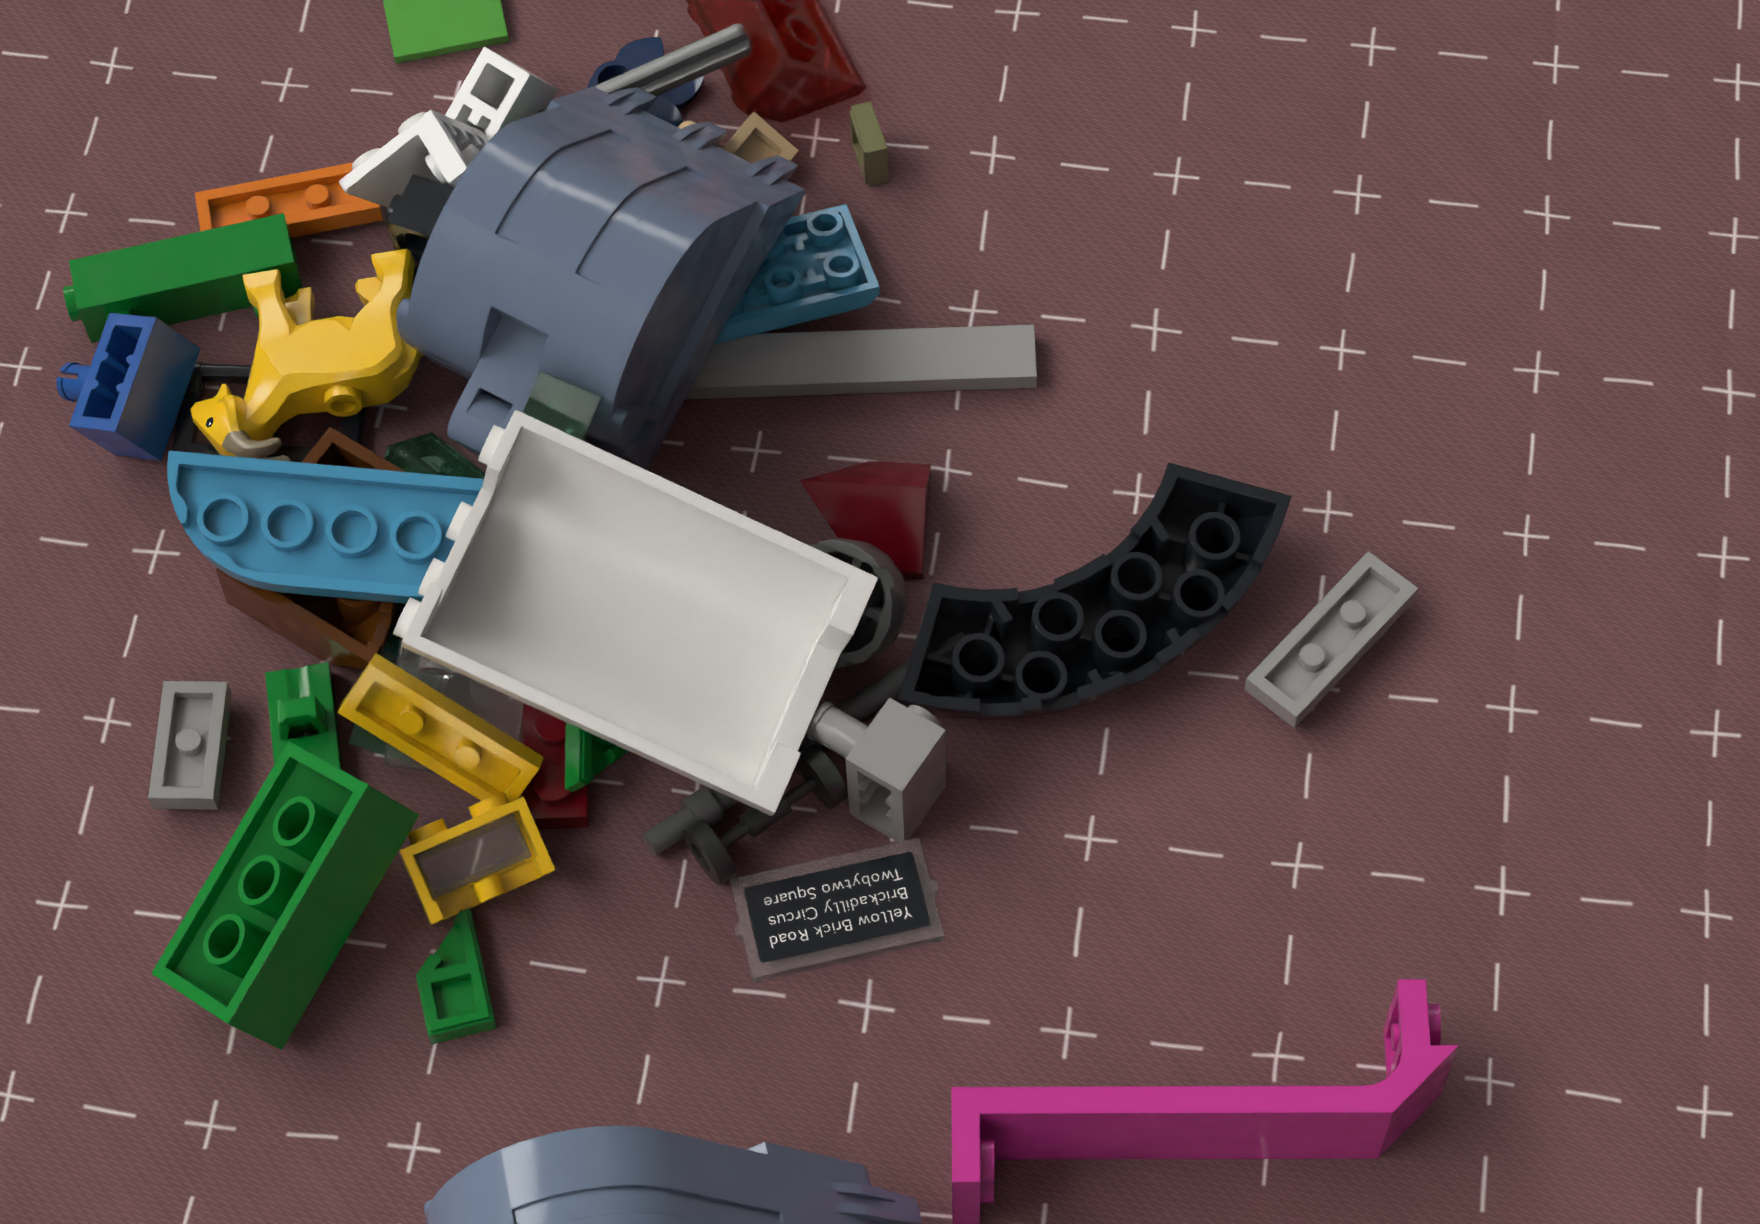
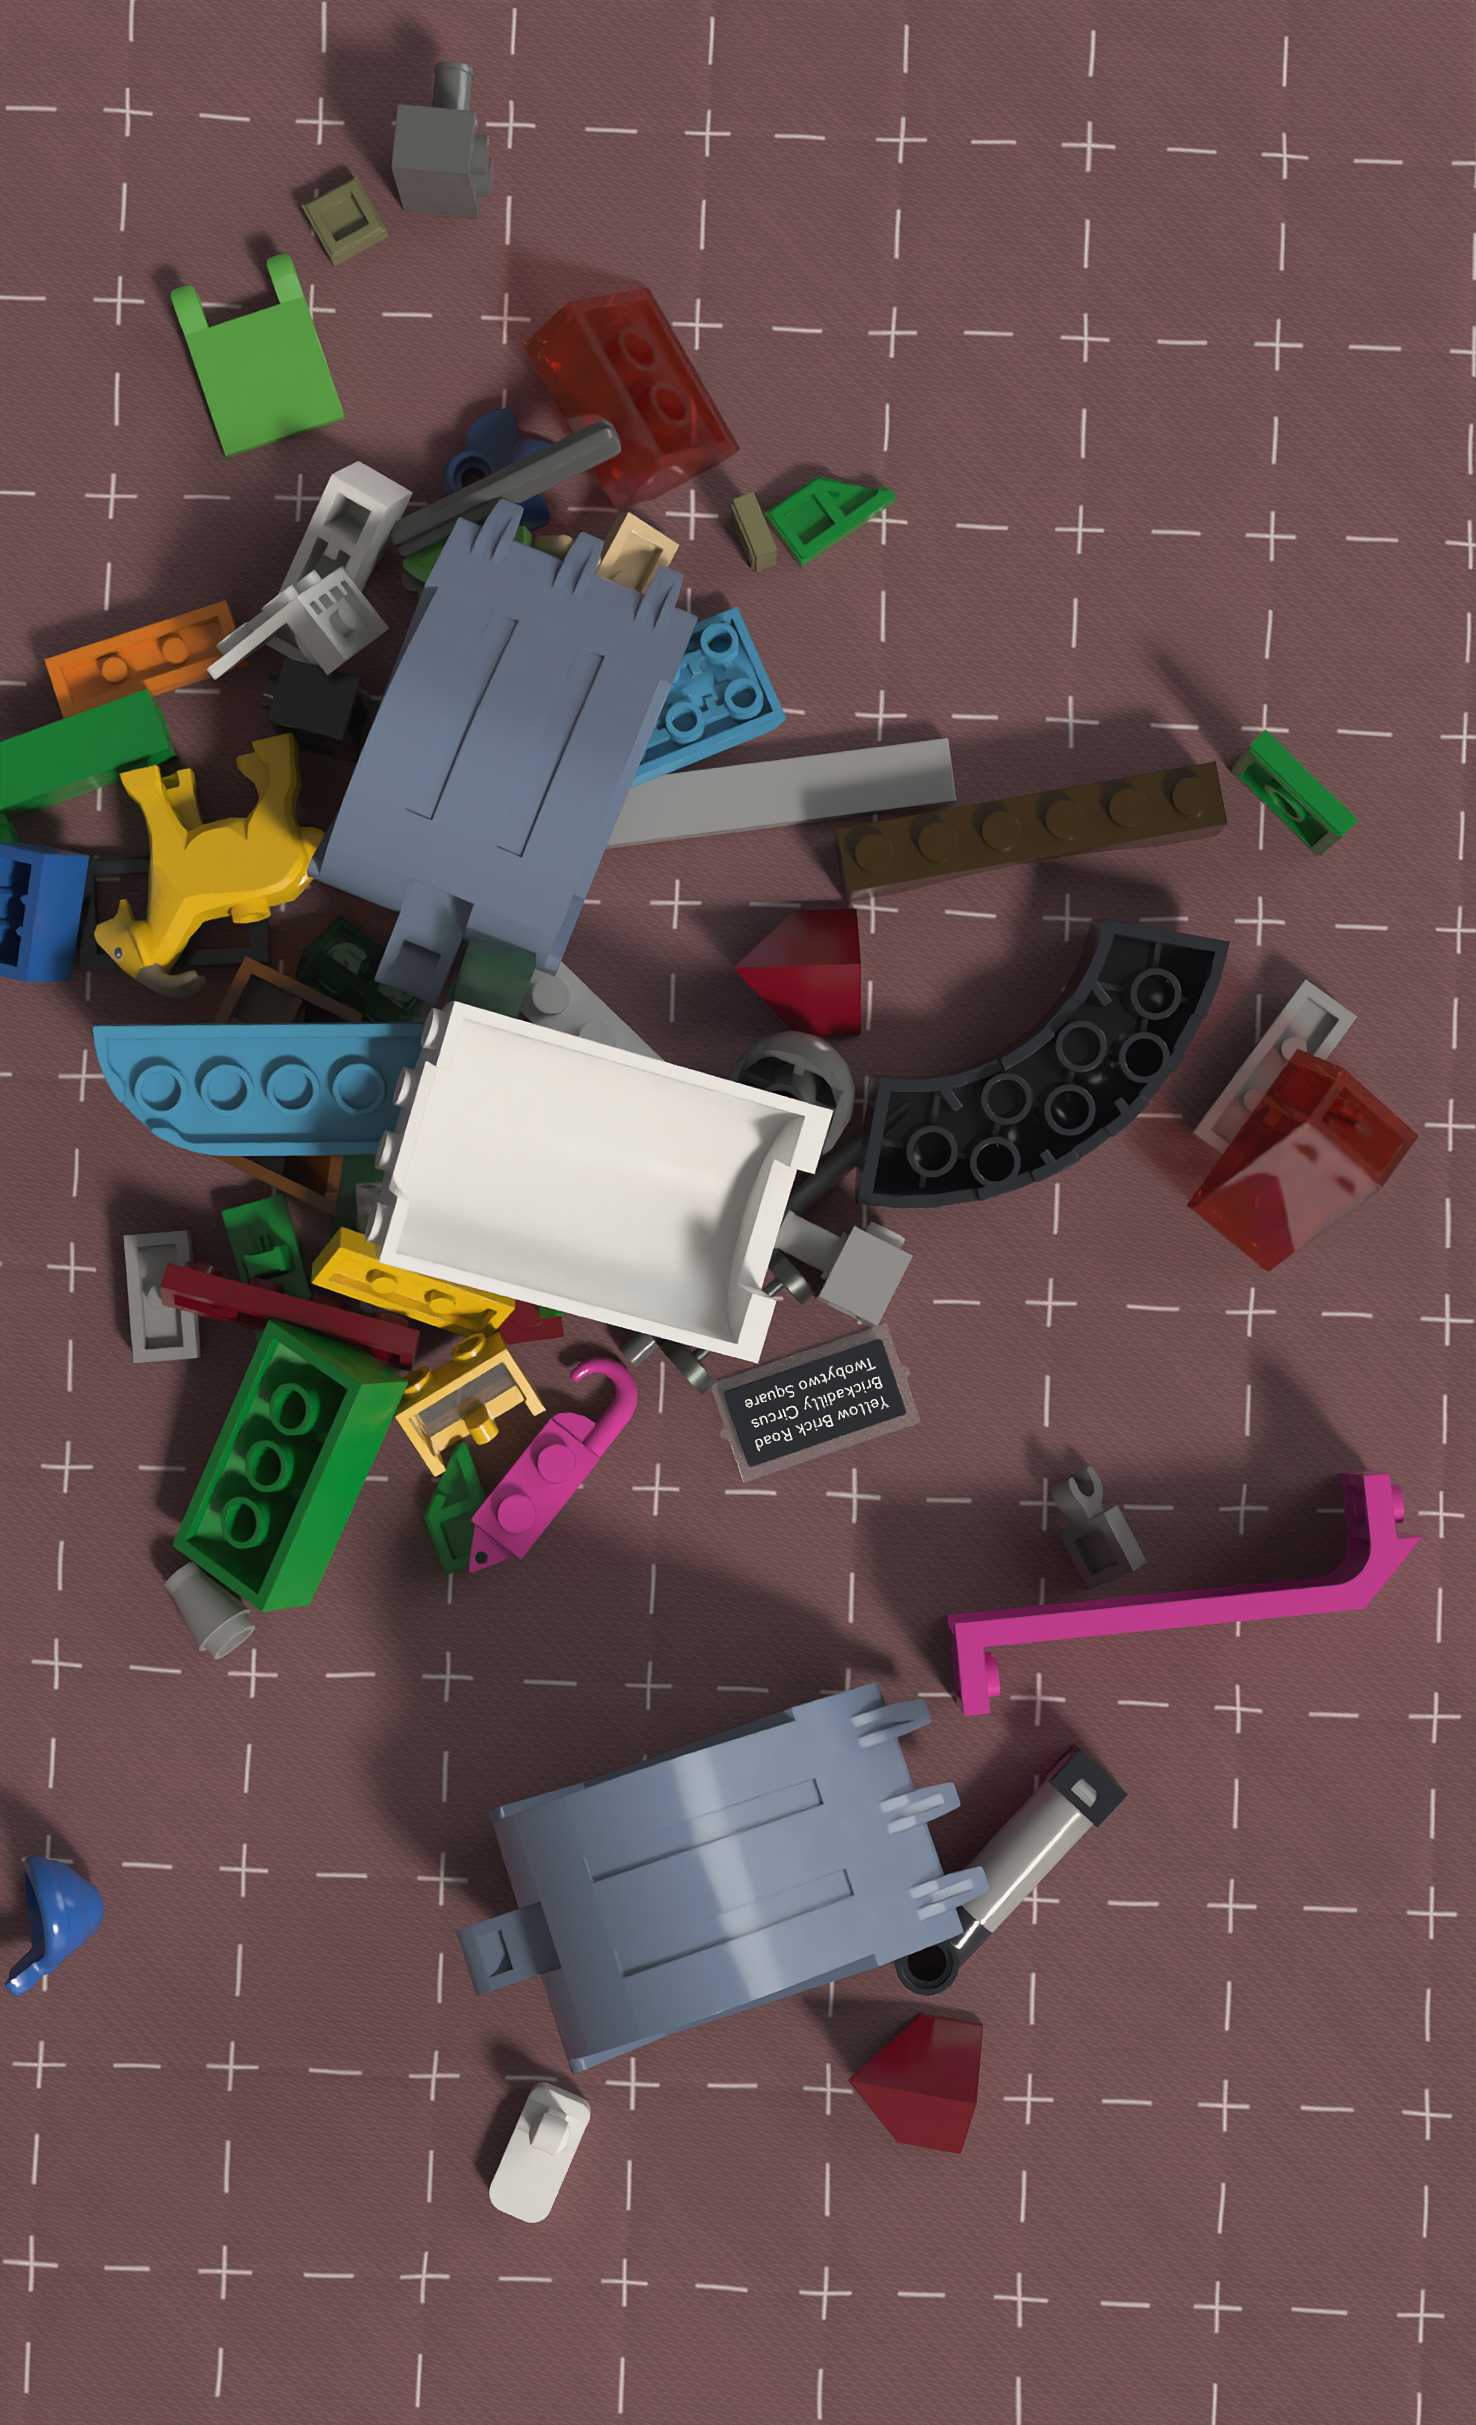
camera: 10 degrees left, 25 degrees up
(178, 1050) = (210, 1612): none -> light grey cone
(258, 736) = (205, 1292): none -> dark red plate
(549, 944) = (549, 1471): none -> dark pink plate
(937, 143) = (823, 515): none -> green tile
(1118, 1048) = (1096, 1538): none -> dark grey plate
(1210, 391) = (1030, 828): none -> dark brown arch
(1352, 705) = (1301, 1161): none -> clear red slope
(1363, 381) = (1293, 794): none -> green tile

